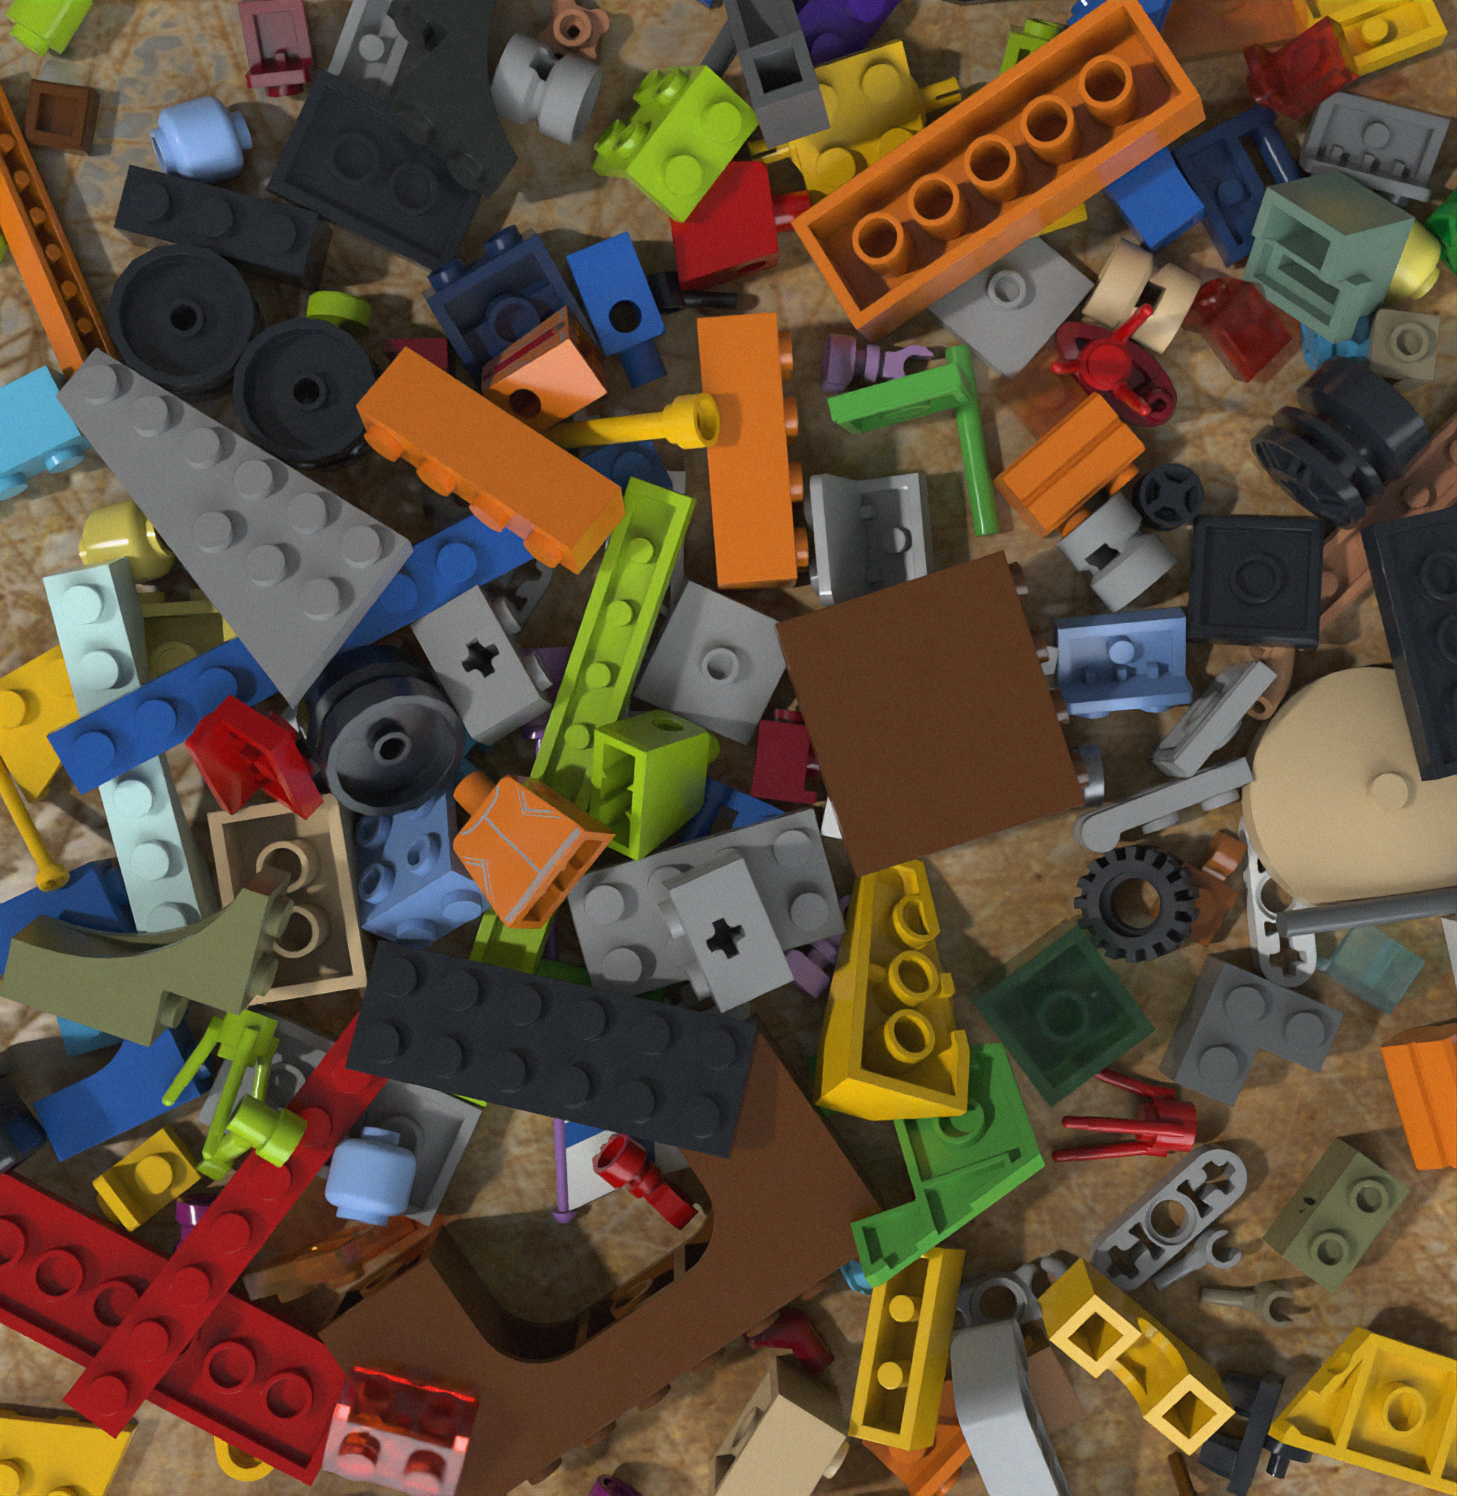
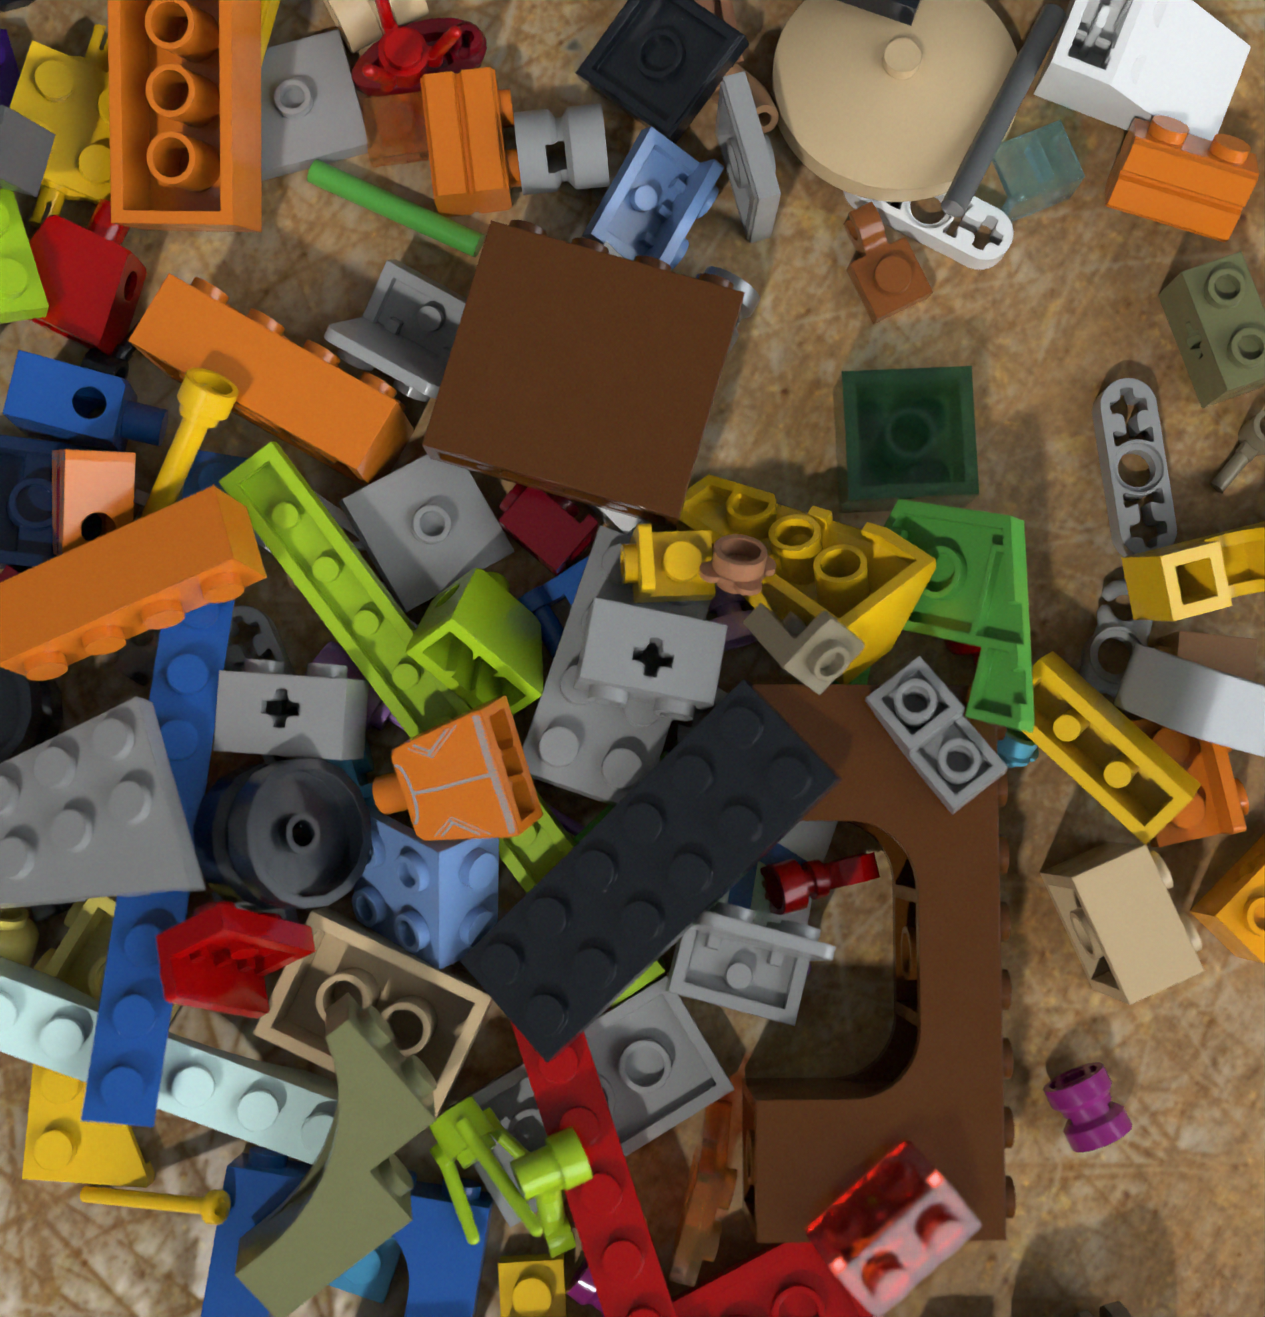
camera: 50 degrees left, 5 degrees down
(371, 1177) = (657, 1107): light blue head -> none
(530, 1172) = (744, 964): none -> light grey bracket
(795, 1332) = (1030, 840): dark red arm -> none
(813, 1055) = (809, 652): none -> dark tan bracket
(815, 891) = (666, 565): none -> yellow bracket
(819, 1209) = (935, 735): none -> light grey slope
(843, 360) = (258, 264): lavender piece -> none
(852, 952) = (738, 565): none -> nougat plate
(901, 399) = (316, 228): bright green tile -> none
(1157, 1125) = (1051, 425): red plant -> none
(1158, 805) = (791, 252): light grey plate -> none
(1175, 896) = (864, 279): black tyre -> none
(1178, 490) = (545, 68): black wheel -> none
(1198, 1258) = (1184, 465): light grey hand -> none
(1232, 1018) = (1005, 300): dark grey brick -> none

